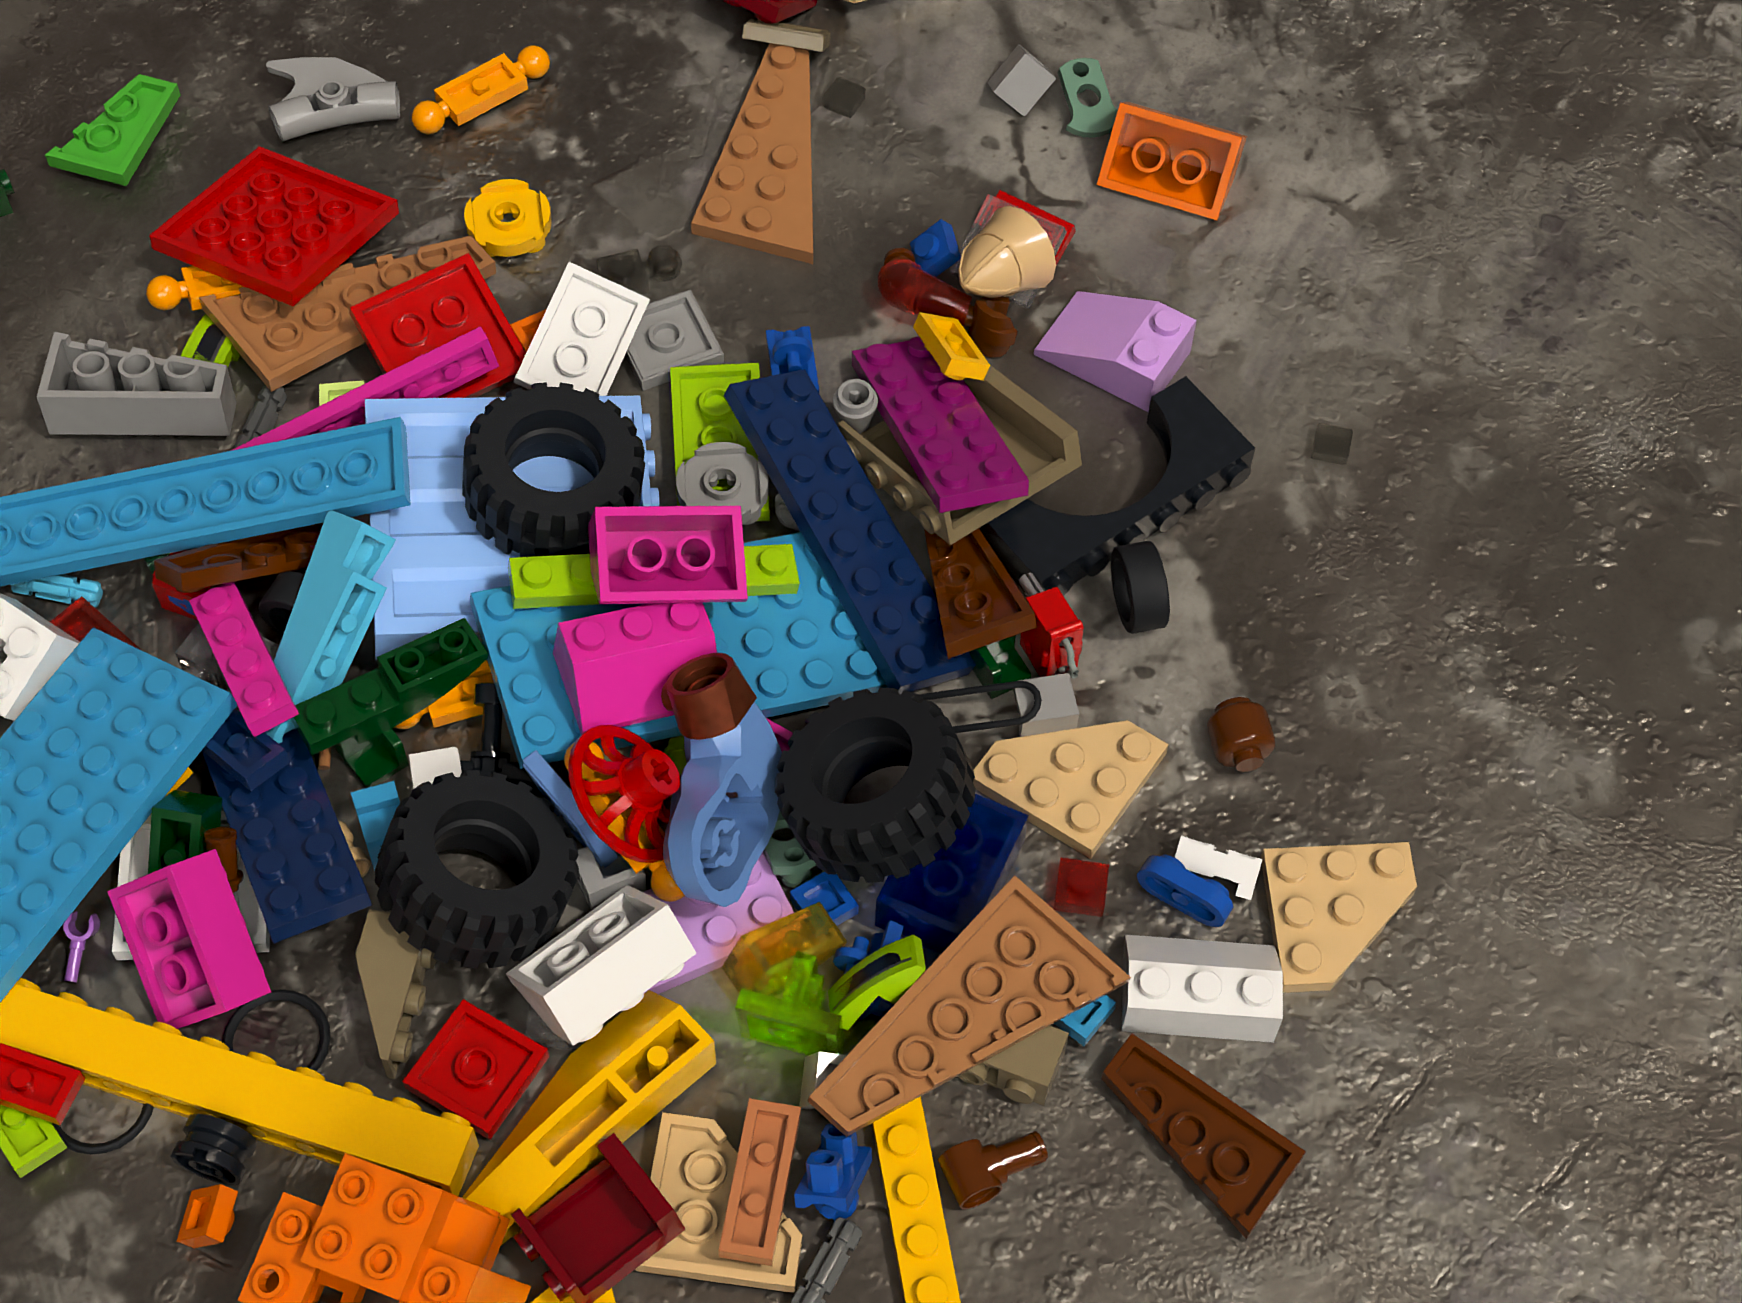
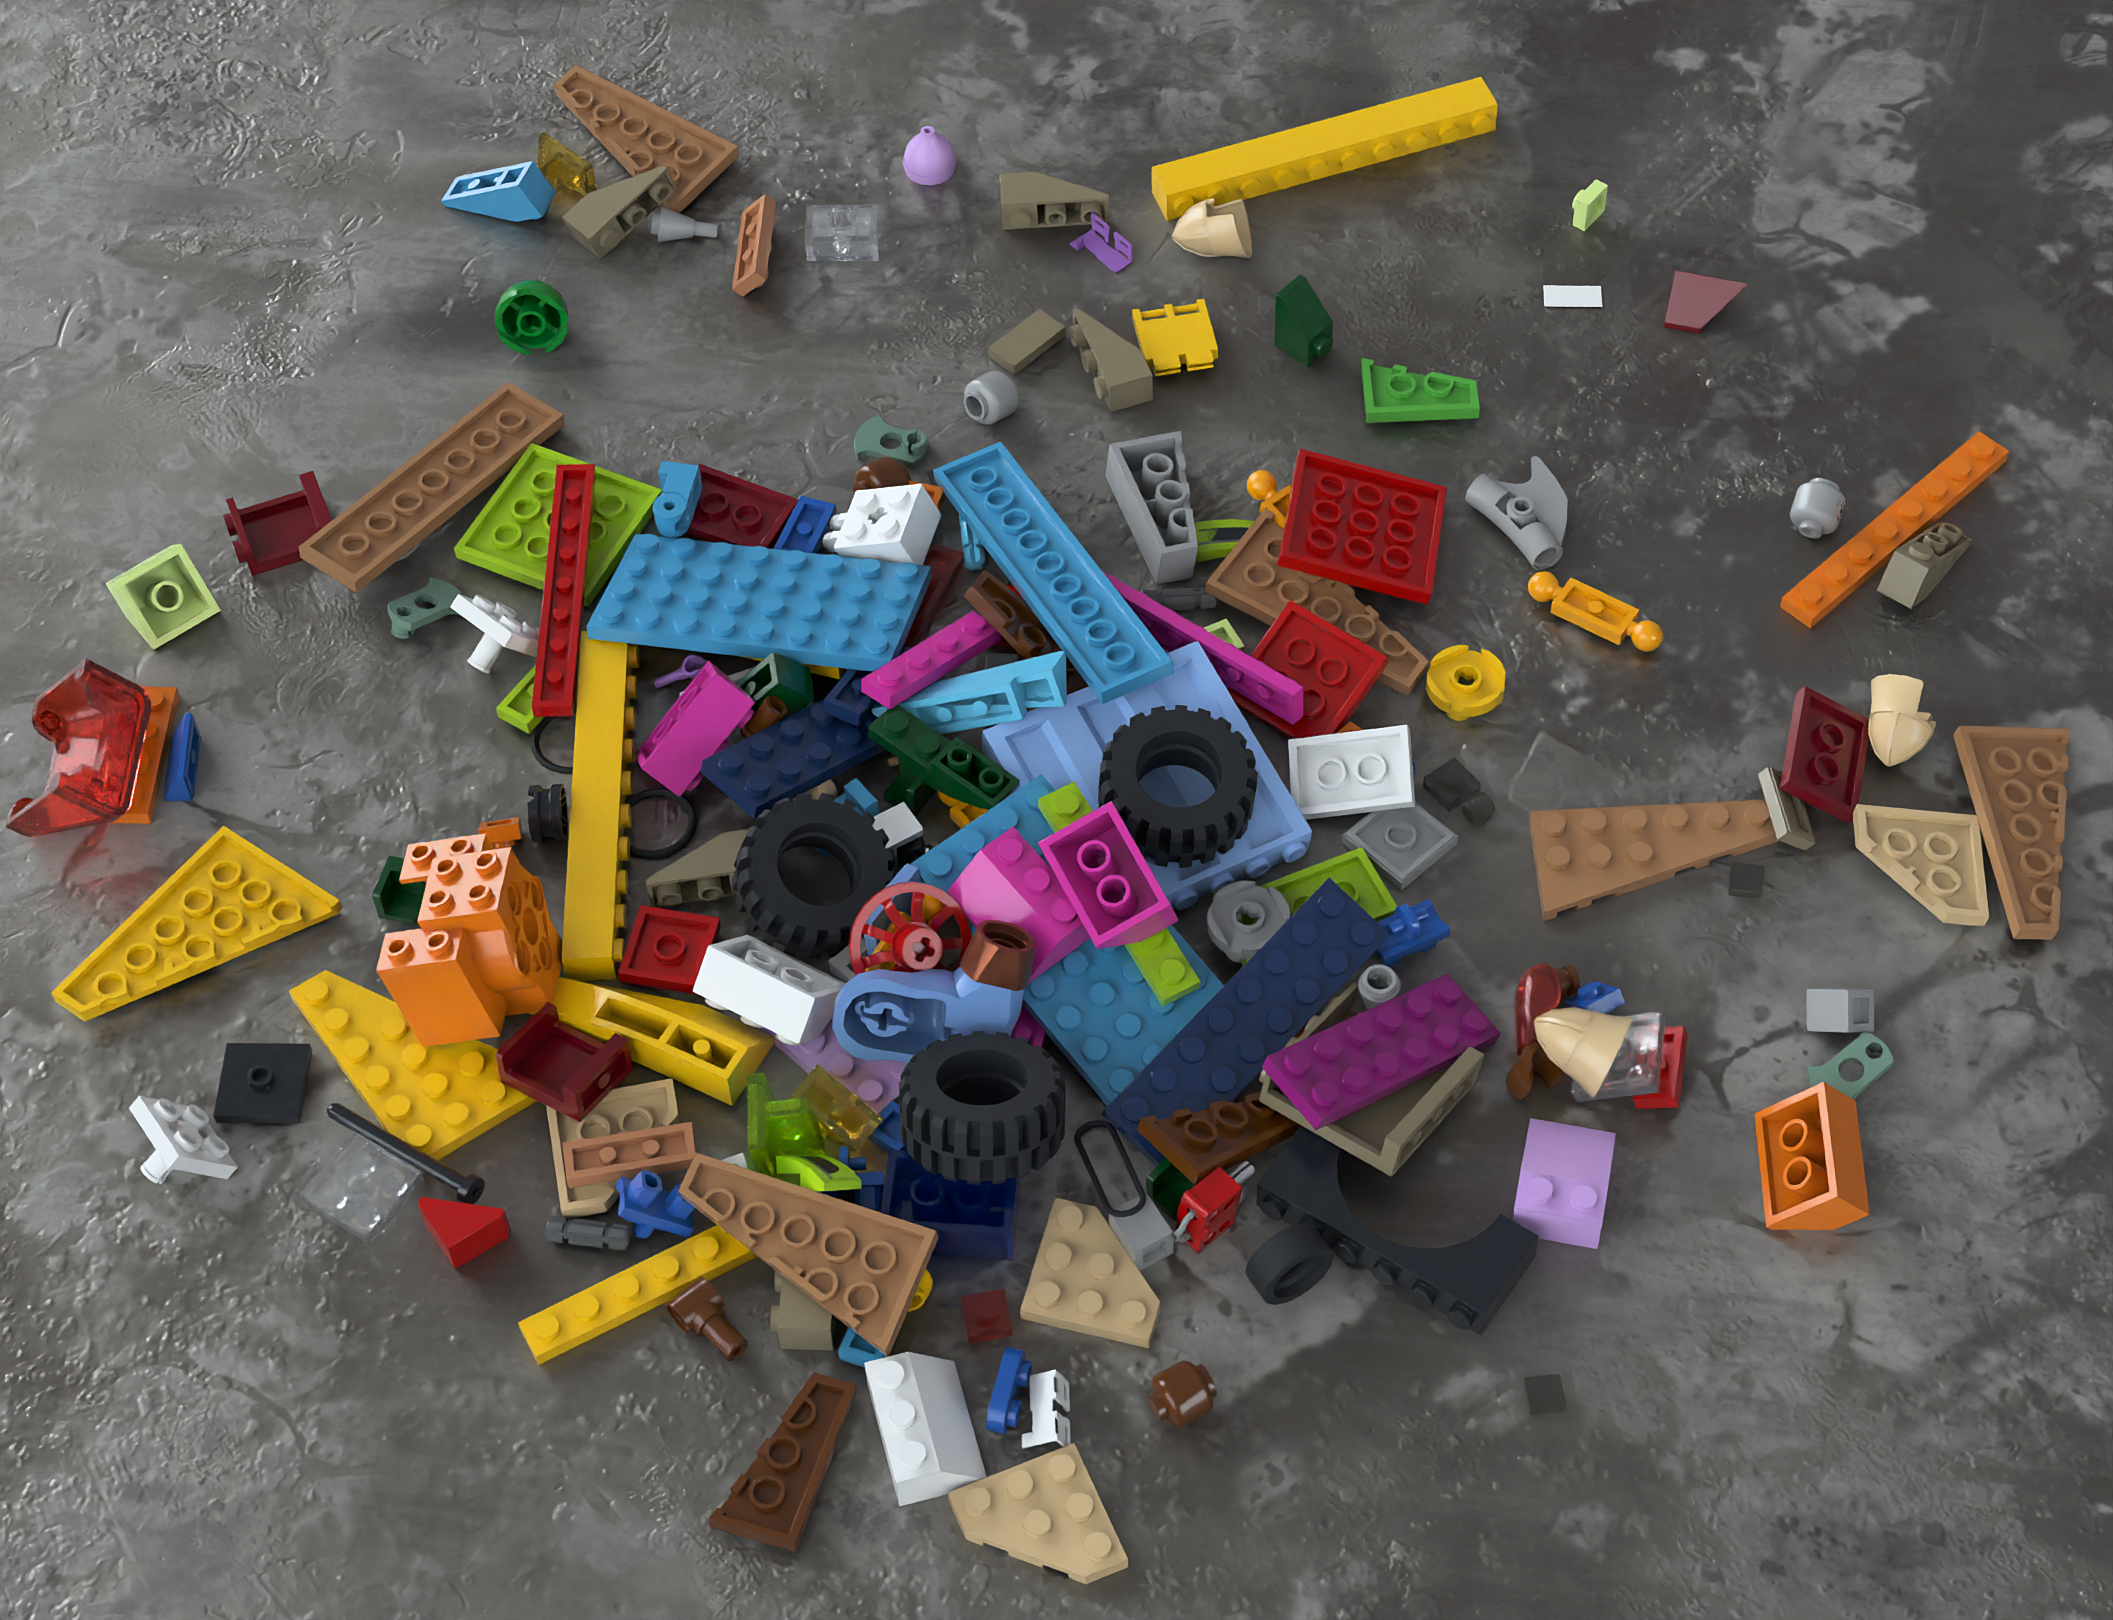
camera: 75 degrees right, 5 degrees down
(951, 347) = (1466, 1033): yellow plate -> none

